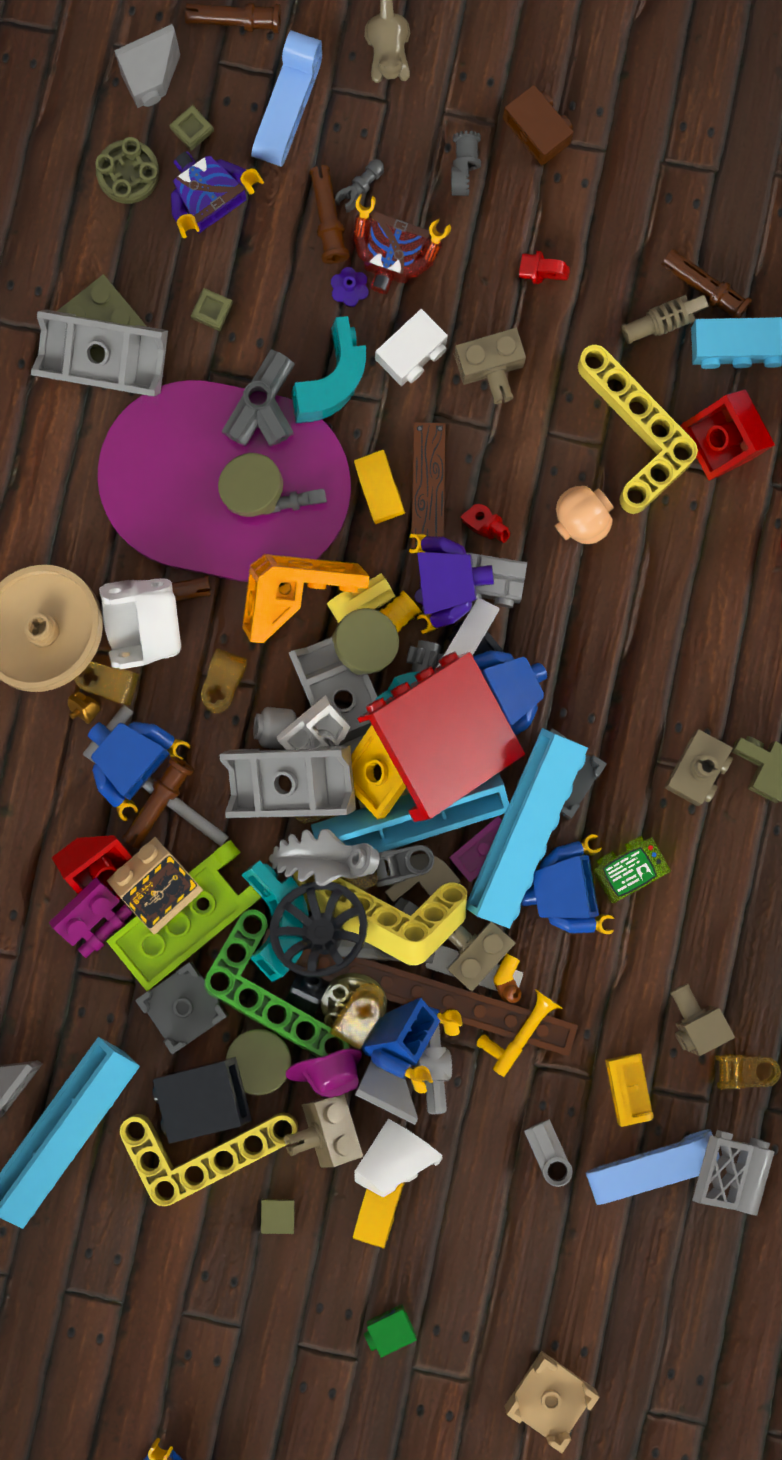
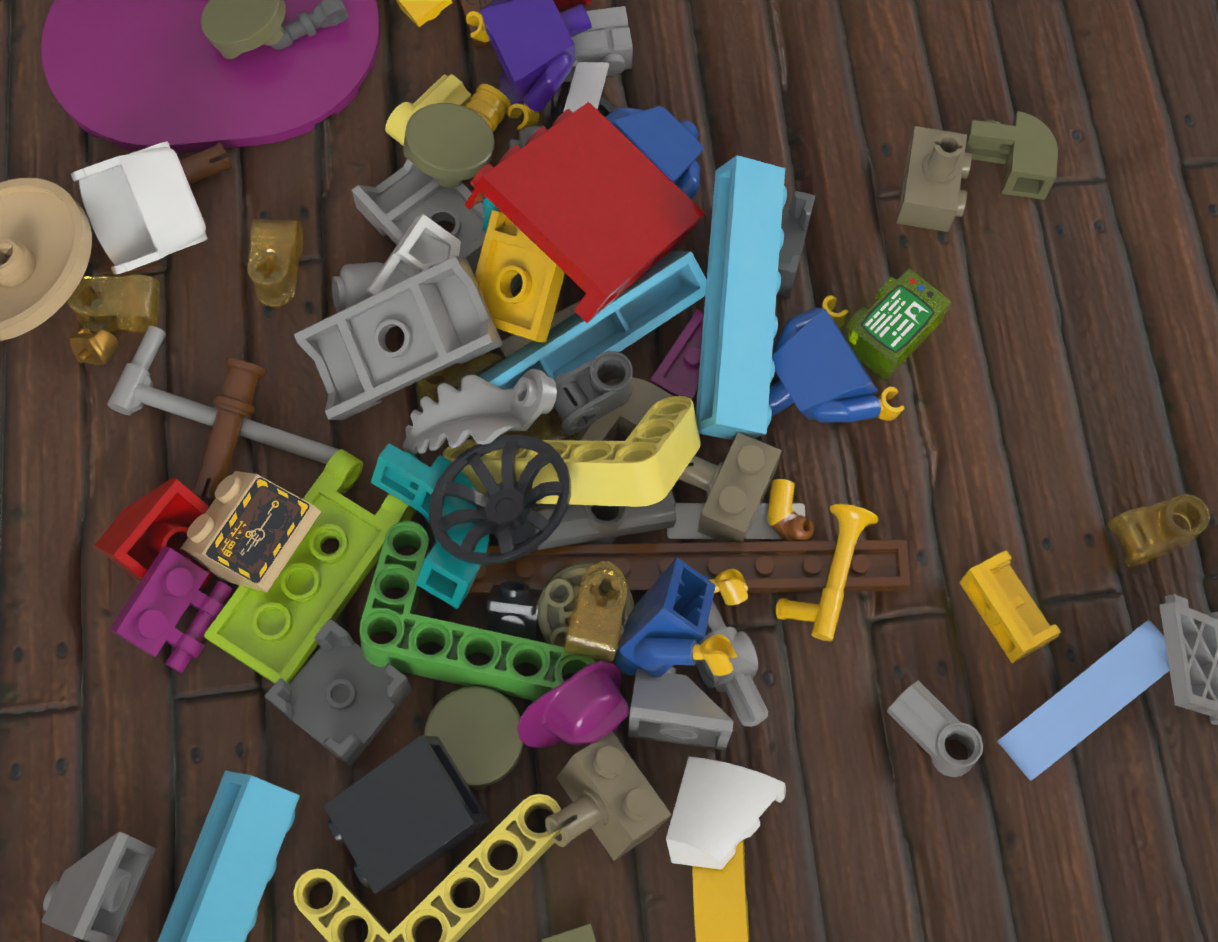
camera: 15 degrees left, 15 degrees down
(128, 759) = (169, 382): blue torso -> none
(272, 605) = (315, 102): light orange bracket -> none
(700, 1028) = (1075, 483): dark tan brick -> none

